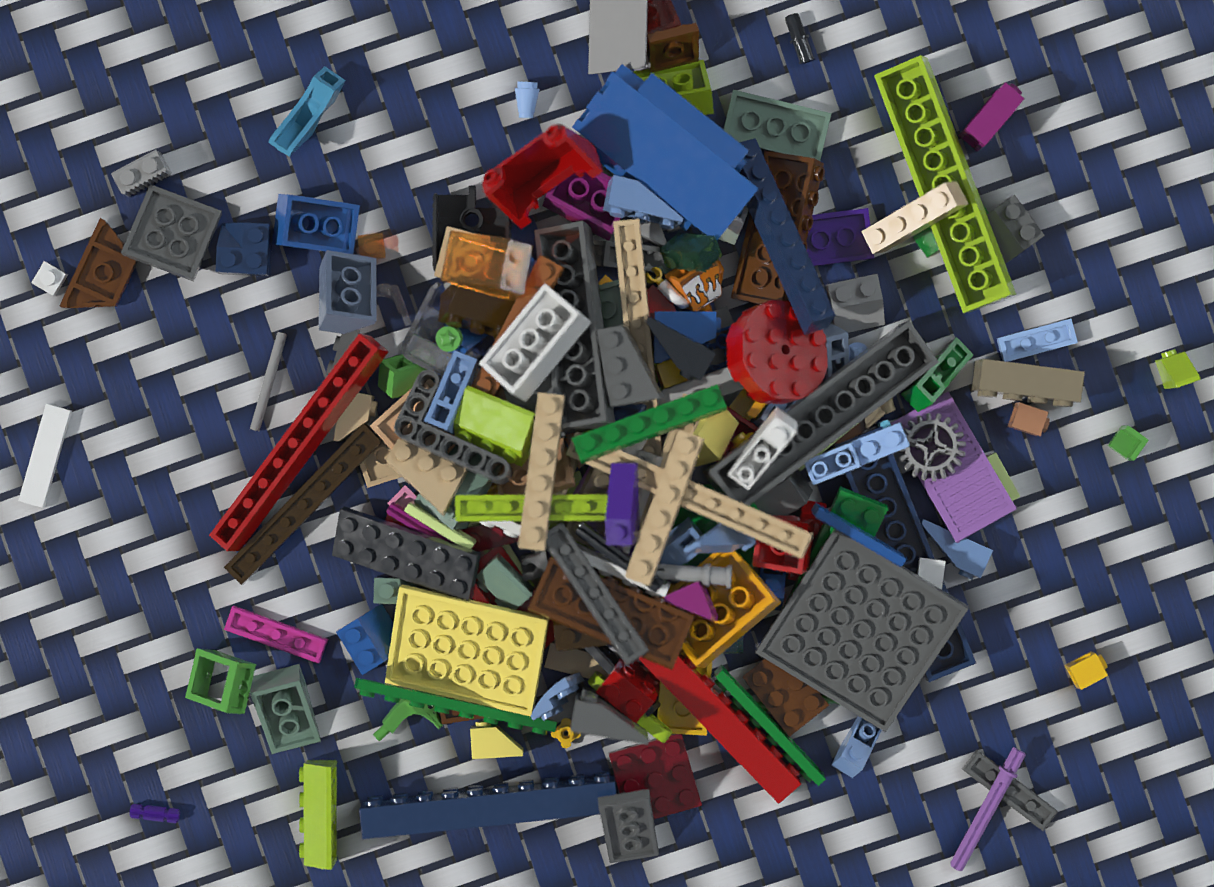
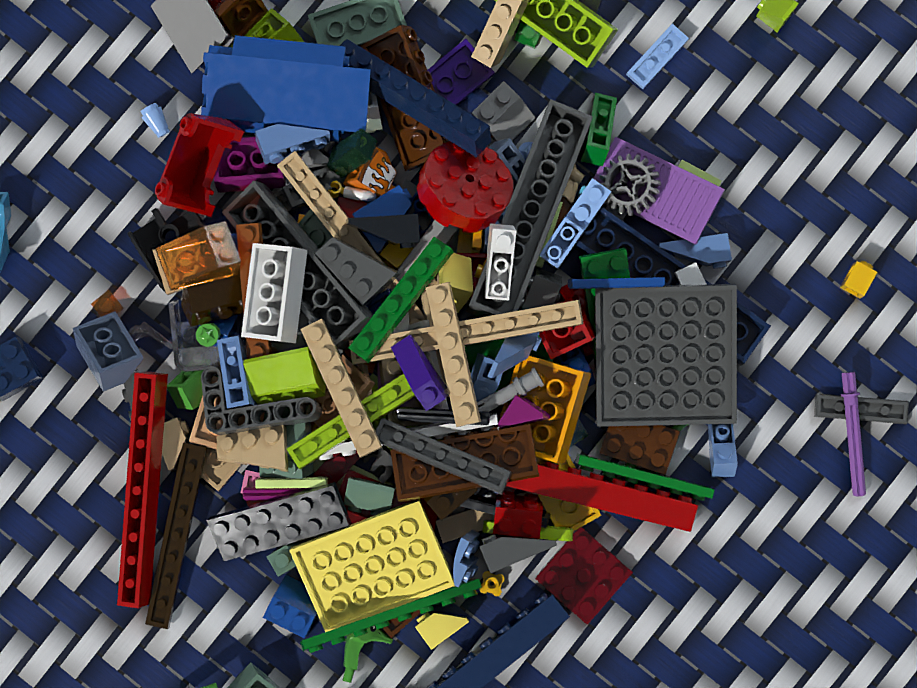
camera: 25 degrees left, 5 degrees down
(268, 381) = (91, 458): light grey bar -> none
(276, 634) = (218, 651): dark pink tile -> none
(315, 224) = (52, 315): blue slope -> none
(628, 826) = (585, 622): dark grey tile -> none
(1027, 381) = (670, 89): dark tan brick -> none
(1029, 419) = (690, 118): nougat brick -> none
(1128, 442) = (776, 88): bright green panel -> none

